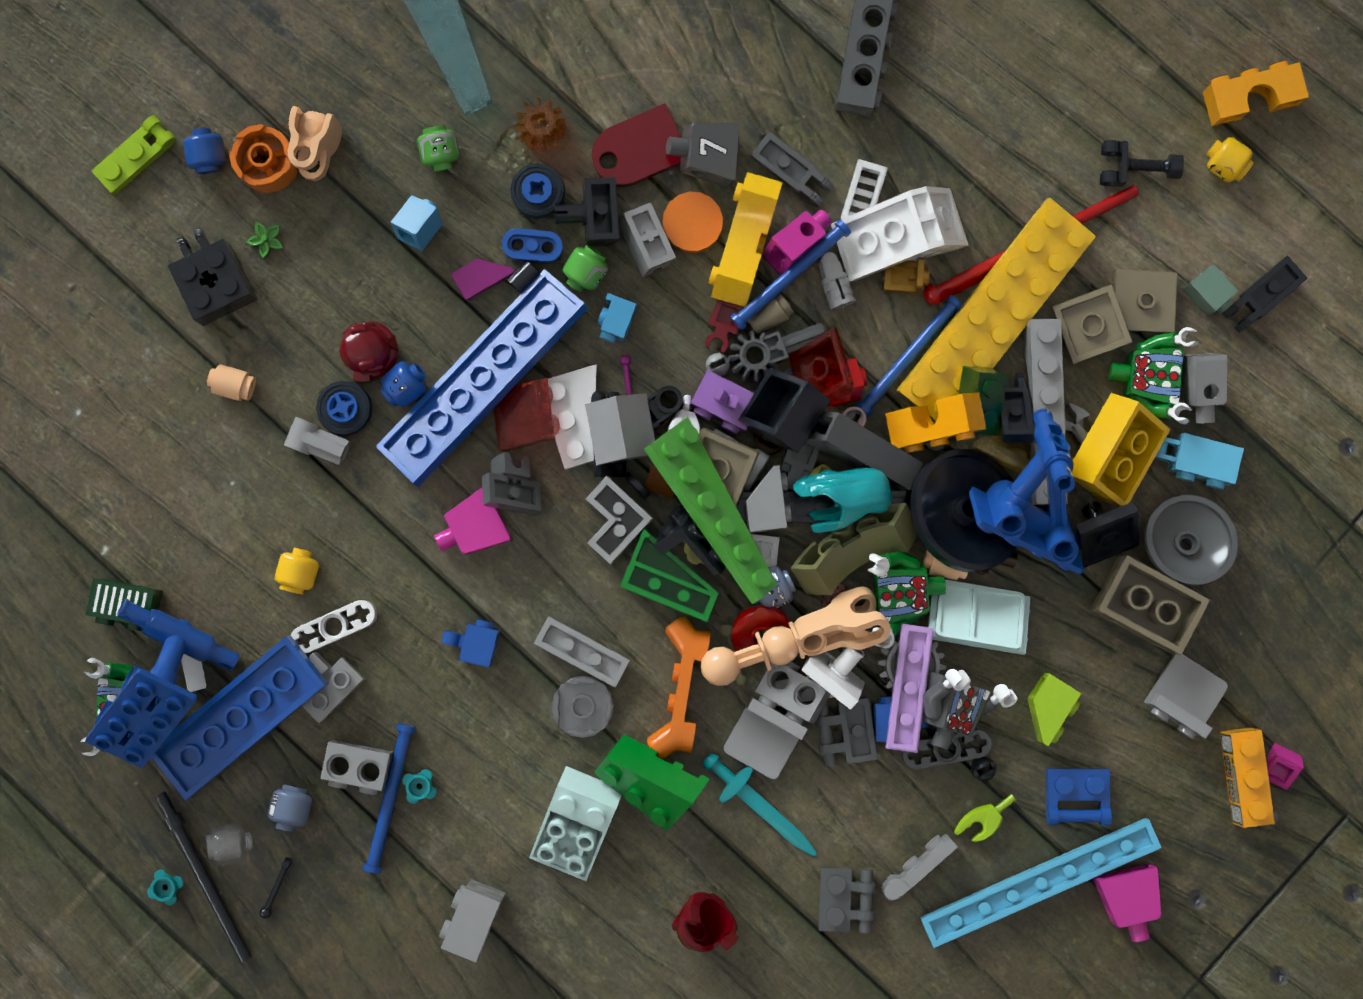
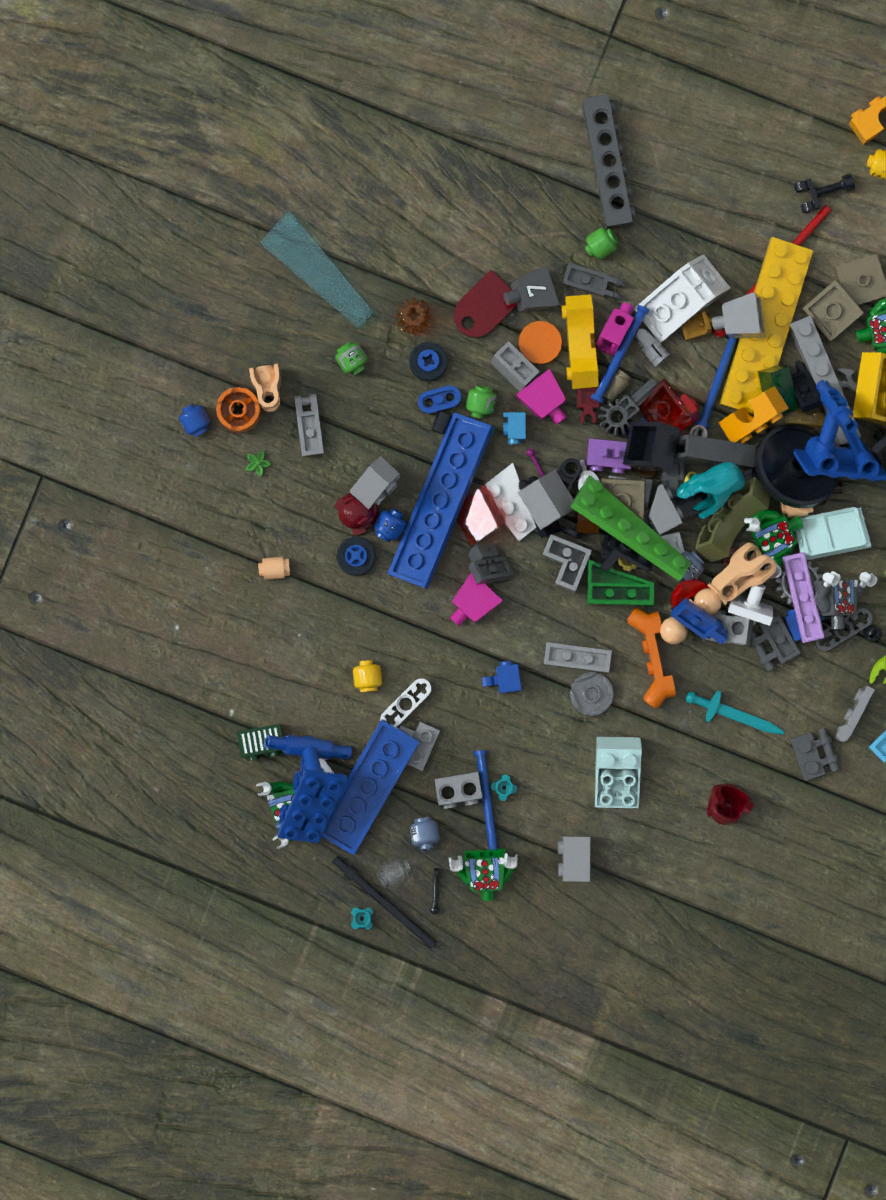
camera: 20 degrees left, 0 degrees up
(133, 155) = (146, 441): lime plate -> none
(199, 268) = (234, 490): black hinge -> none
(312, 440) = (340, 585): light grey piece -> none
(346, 887) = (485, 870): none -> torso
(350, 215) = (309, 426): none -> light grey plate
(402, 320) = (375, 482): none -> light grey brick
(417, 222) = (357, 413): dark azure brick -> none
(480, 276) = (411, 434): magenta tile -> none
(596, 212) = (474, 361): black brick -> none
(649, 782) = (656, 724): green wedge -> none
(669, 294) = (544, 398): none -> dark pink torso
(720, 370) = (590, 428): light grey hinge -> none
(758, 668) = (699, 621): none -> blue hinge
(764, 737) = (720, 667): light grey bracket -> none
(822, 122) = (601, 243): none -> bright green head
(870, 167) = (638, 270): white slope -> none
(969, 287) = (742, 317): none -> light grey torso

